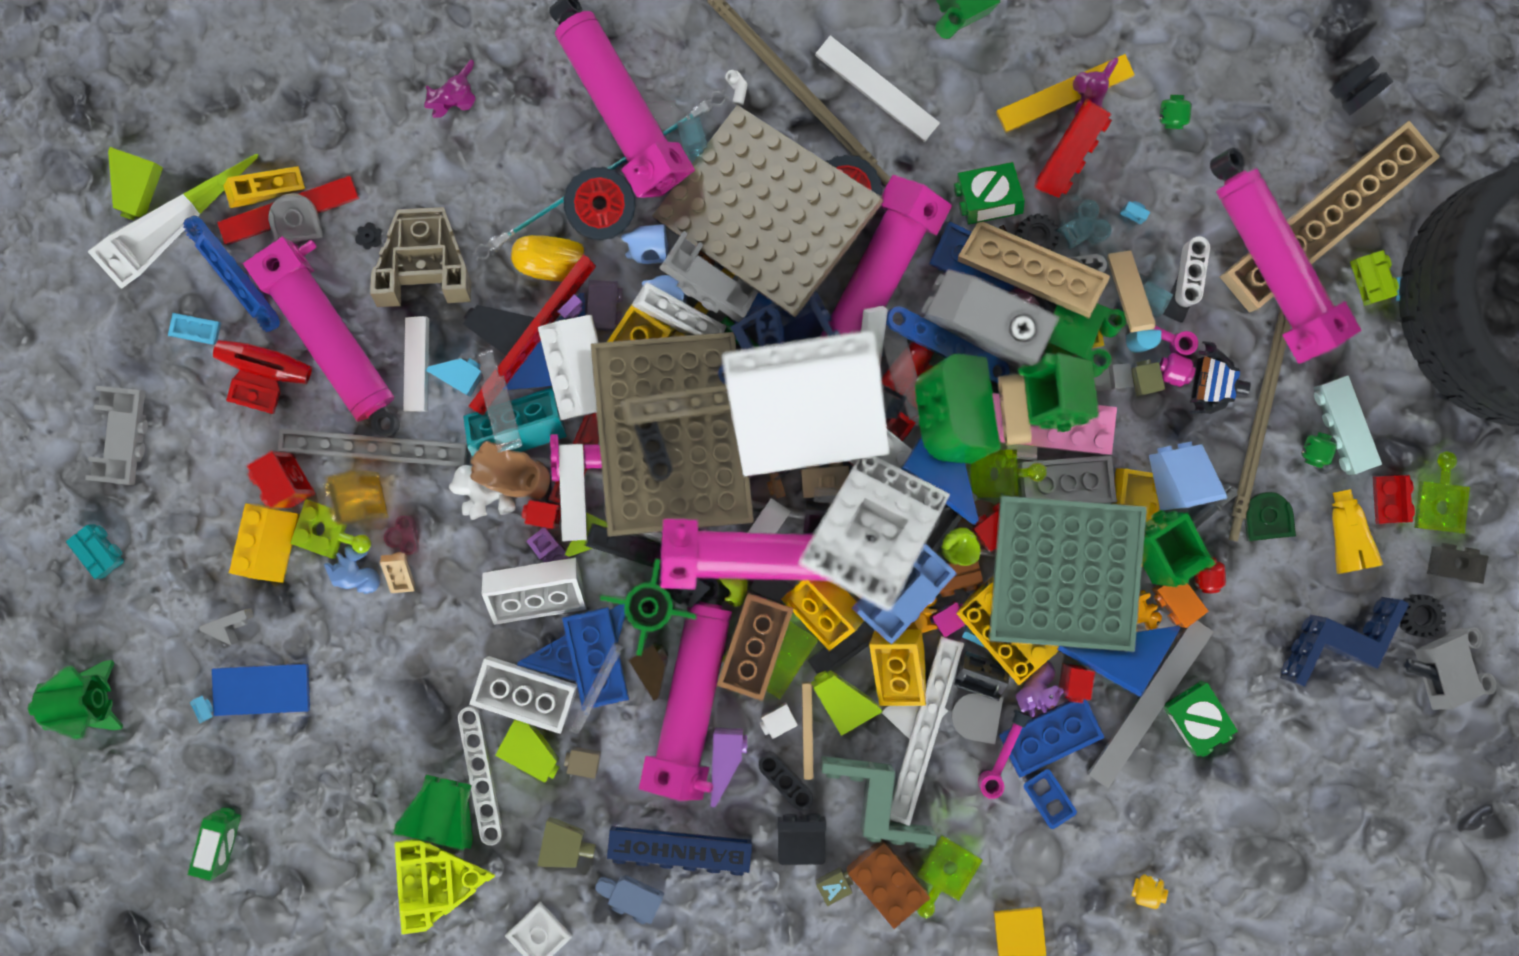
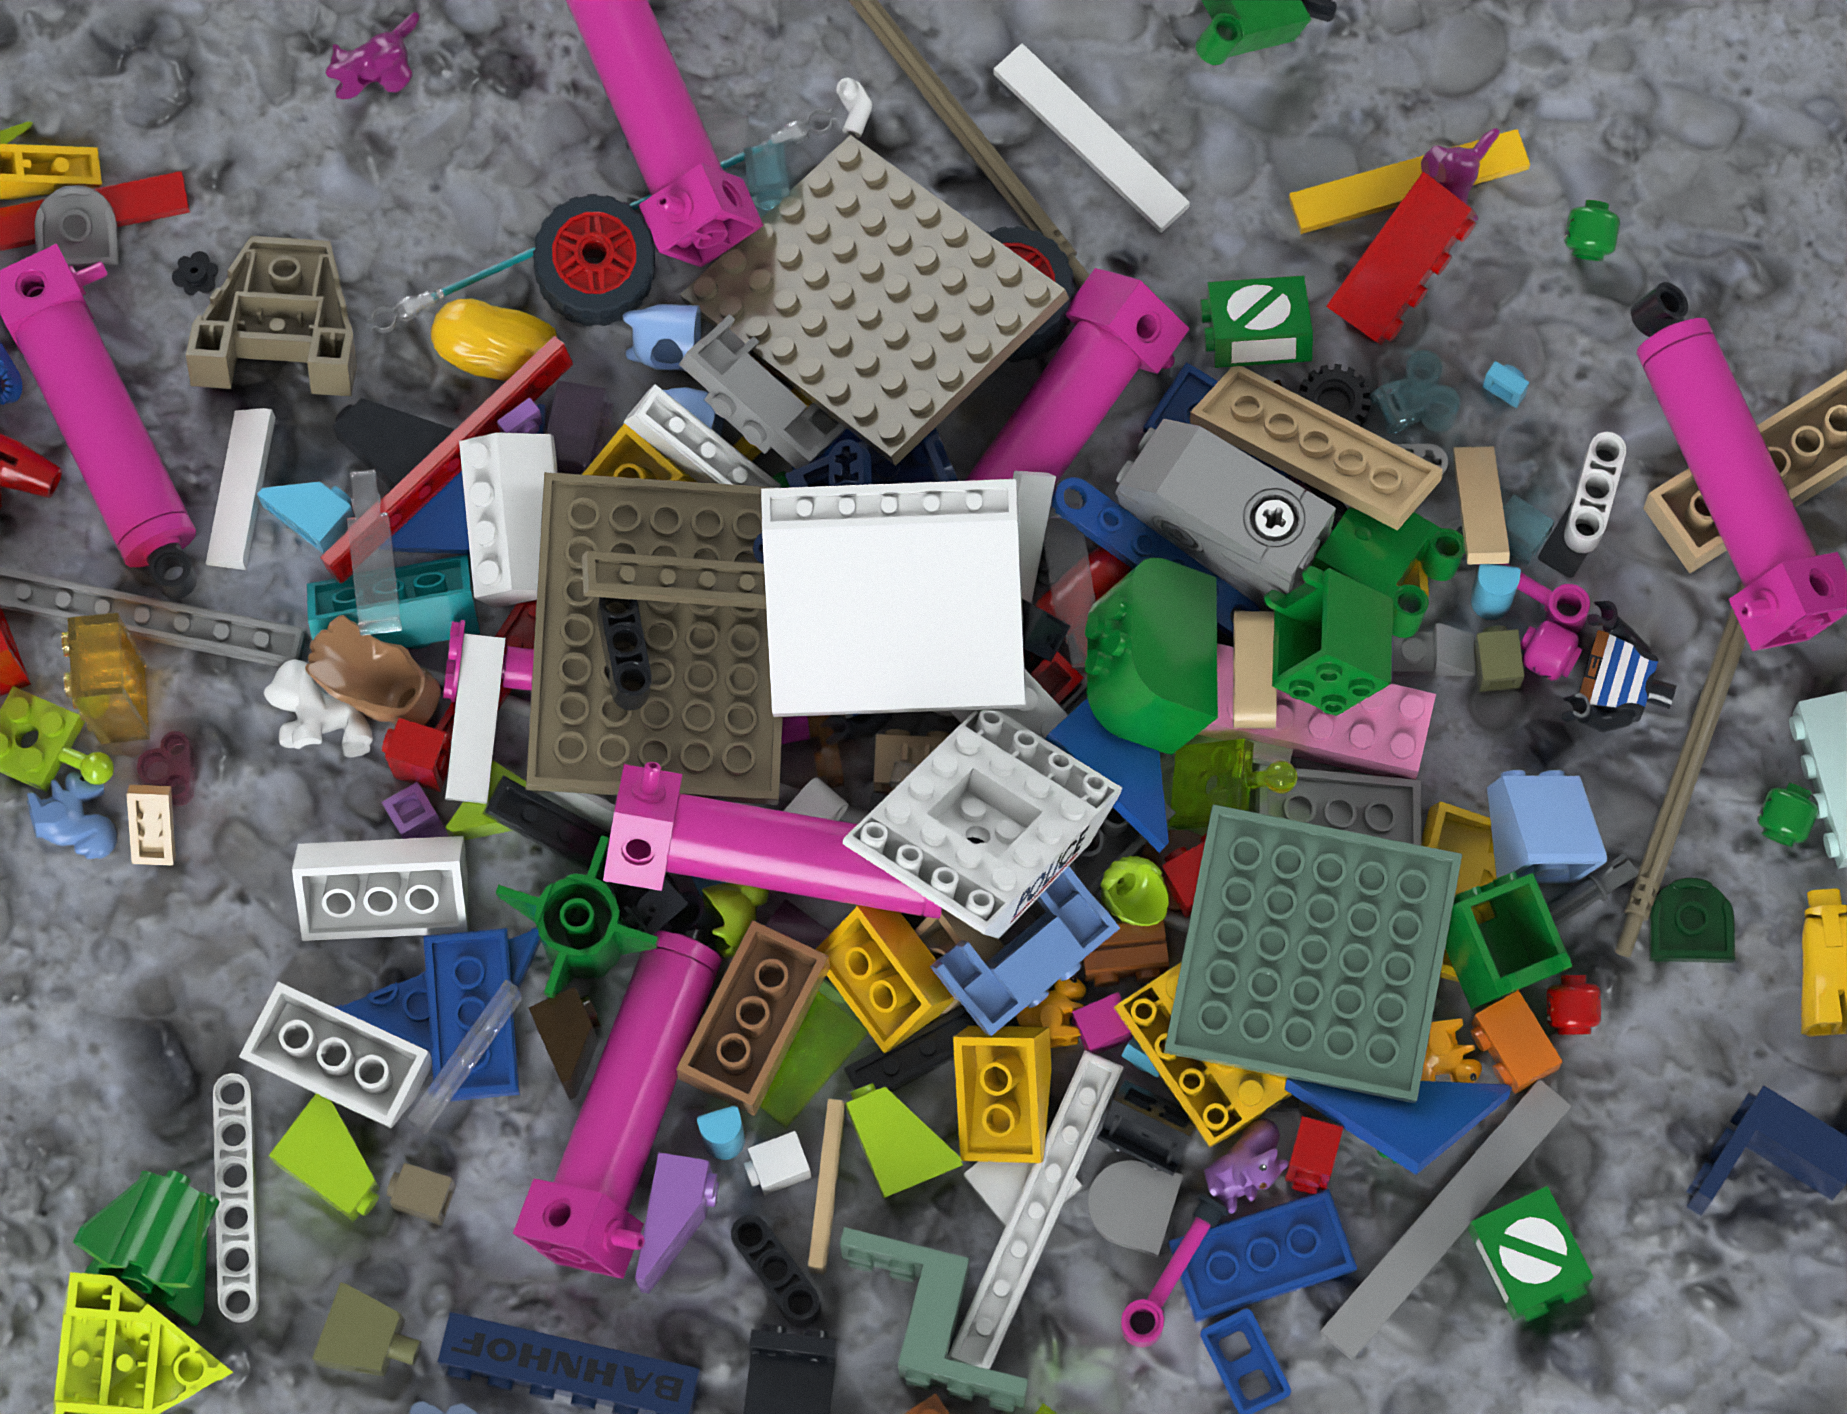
camera: 10 degrees right, 15 degrees down
(745, 711) = (722, 1133): none -> medium azure brick

